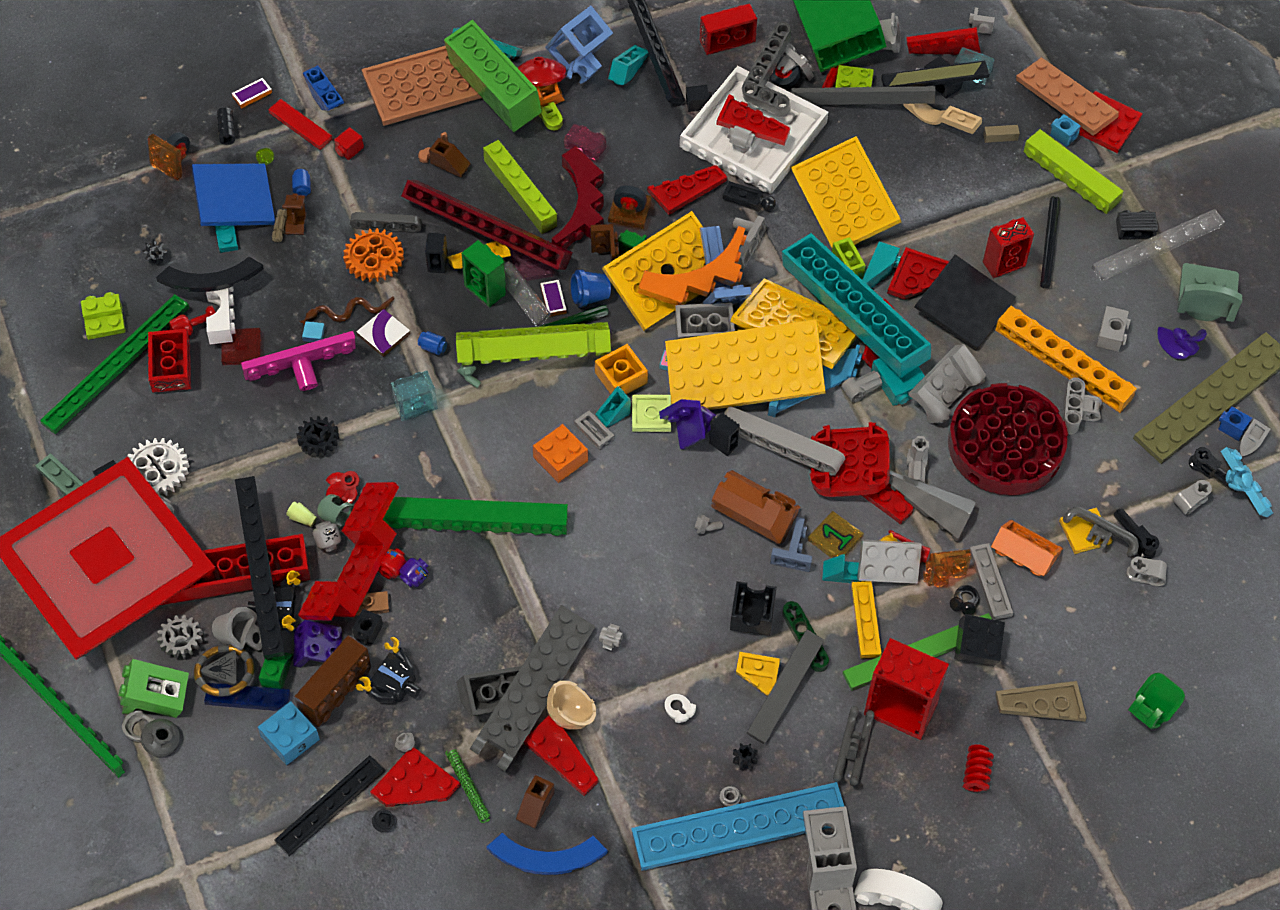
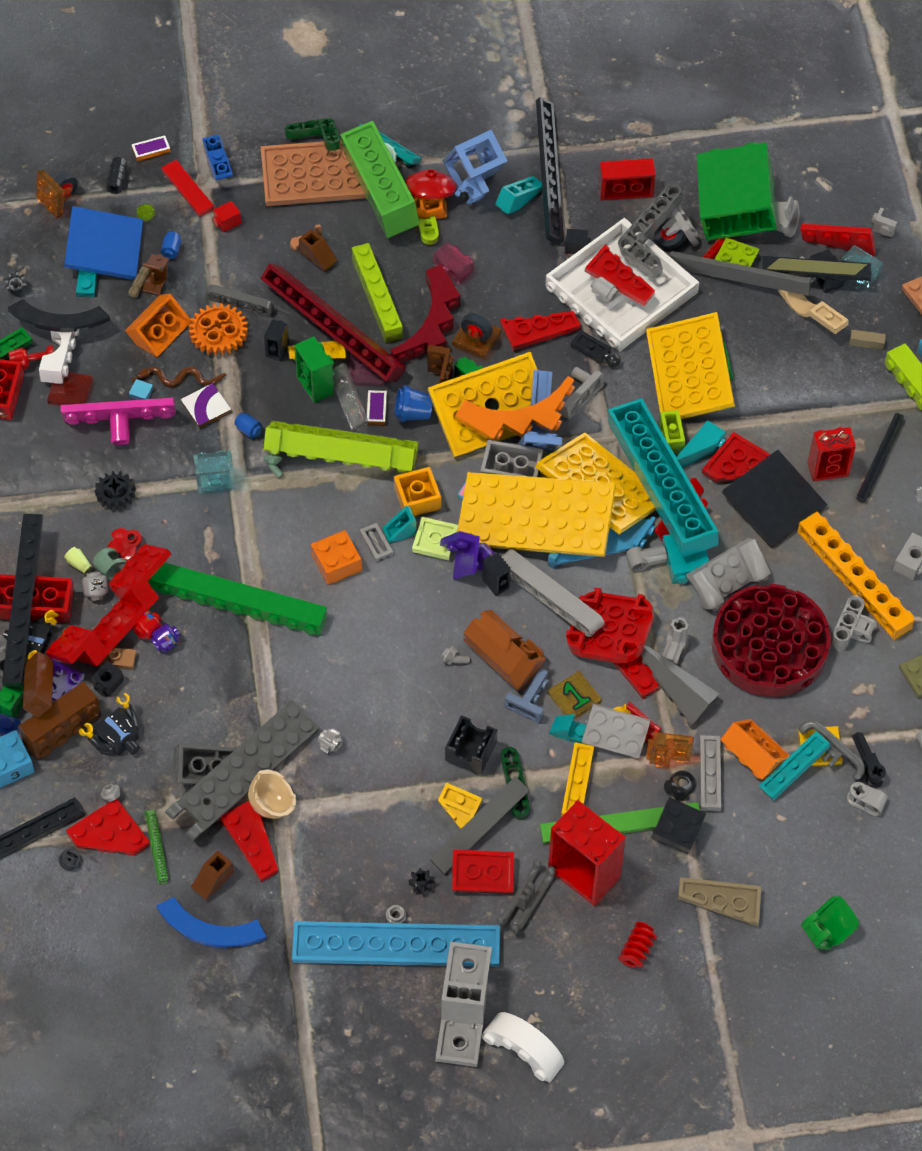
camera: 15 degrees right, 0 degrees up
(302, 649) = (38, 684): none -> reddish brown brick
(312, 263) = (158, 325): none -> orange slope
(418, 38) = (324, 127): none -> dark green beam
(581, 317) = (397, 432): dark green axle -> none
(676, 714) = (382, 822): white piece -> none
(803, 732) = (482, 871): none -> red plate
(1070, 555) = (795, 765): none -> teal plate

